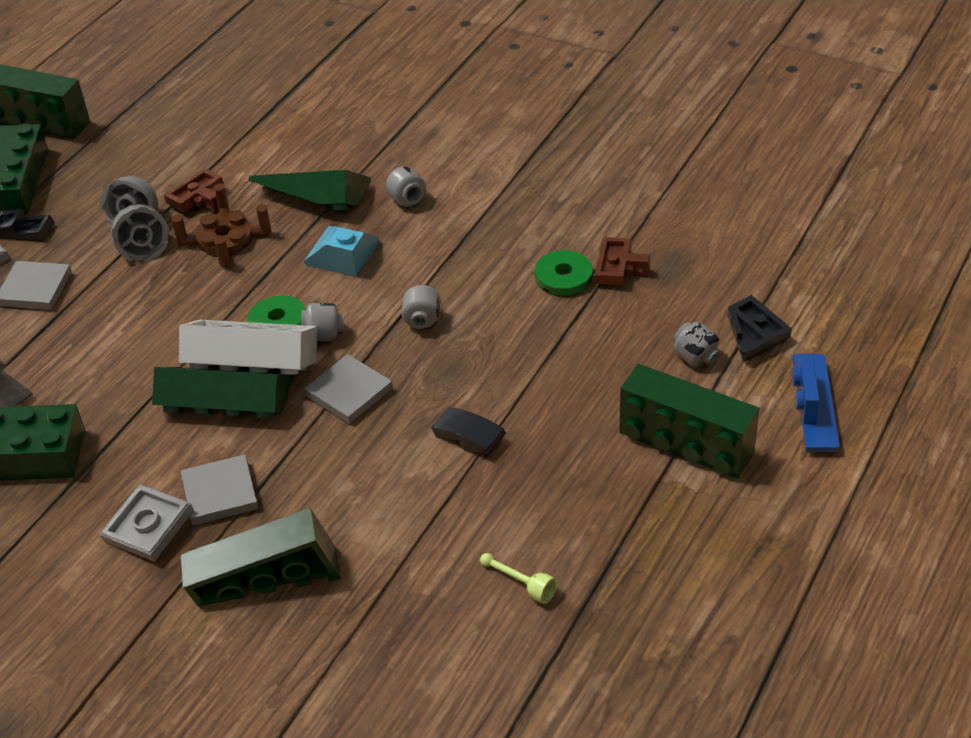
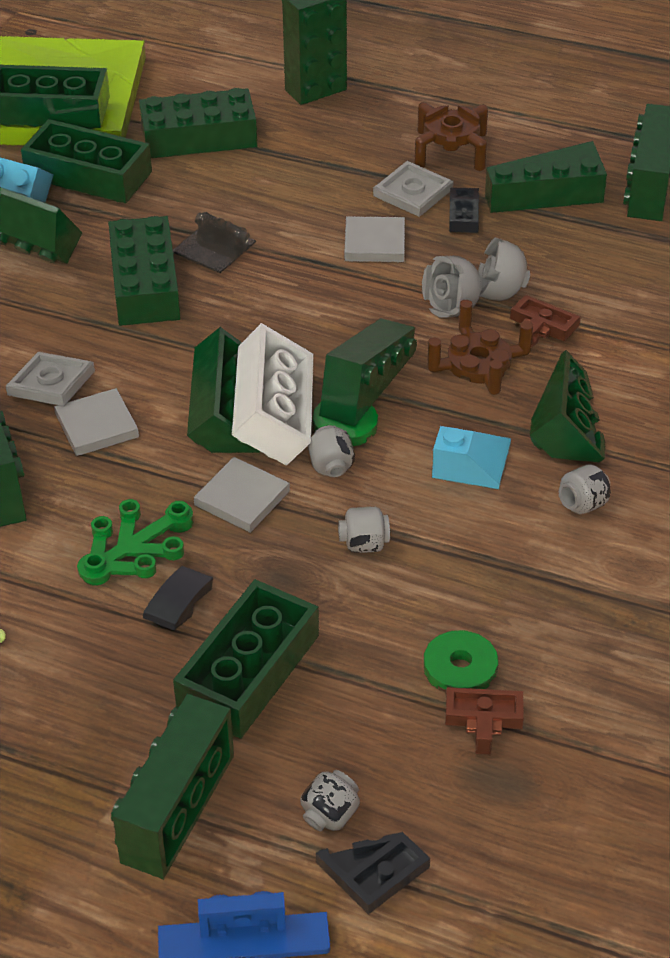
camera: 80 degrees right, 0 degrees up
(232, 285) = (364, 368): none -> dark green wedge
(416, 486) = (100, 565): none -> green plant
(554, 379) = (250, 653): none -> dark green brick

